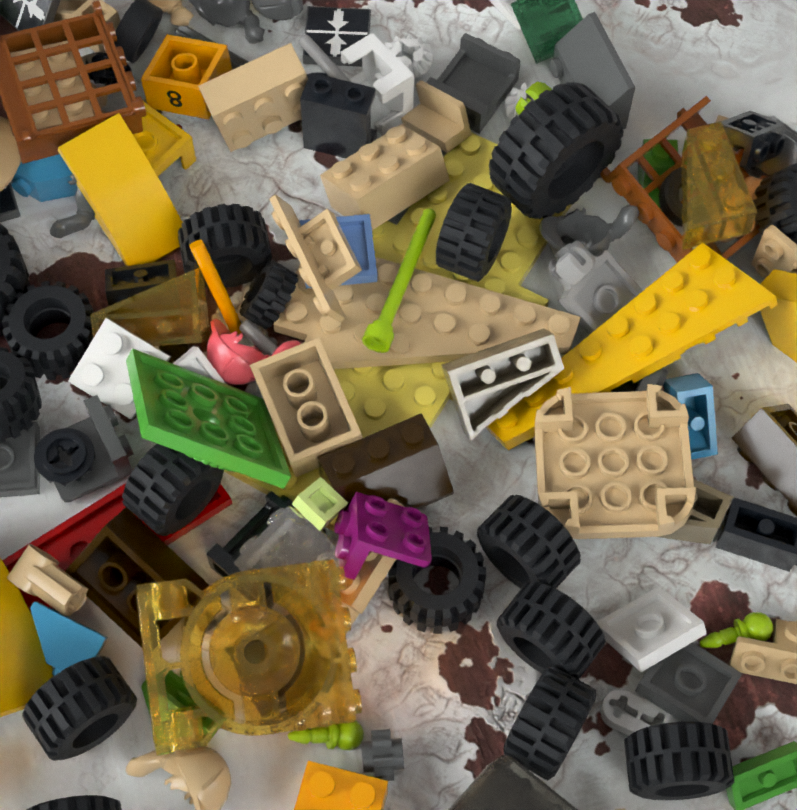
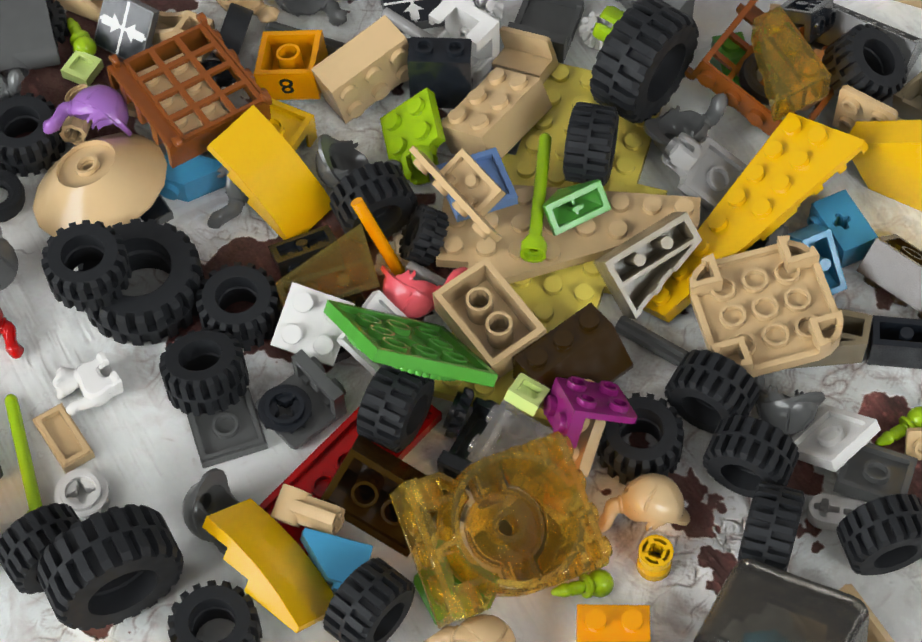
camera: 10 degrees left, 5 degrees down
(207, 188) = (338, 159): none -> dark grey piece
(246, 503) = (458, 412): none -> black gear
(295, 176) = (416, 124): none -> lime plate
(382, 755) = (636, 588): dark grey gear -> none
(414, 730) = (652, 565): none -> yellow wheel
(423, 654) = (647, 499): none -> tan piece
(438, 298) = (575, 205): none -> bright green slope
(484, 467) = (650, 340): none -> dark grey axle
(604, 583) = (784, 412): none -> dark grey piece
(733, 382) = (848, 226): none -> dark azure brick

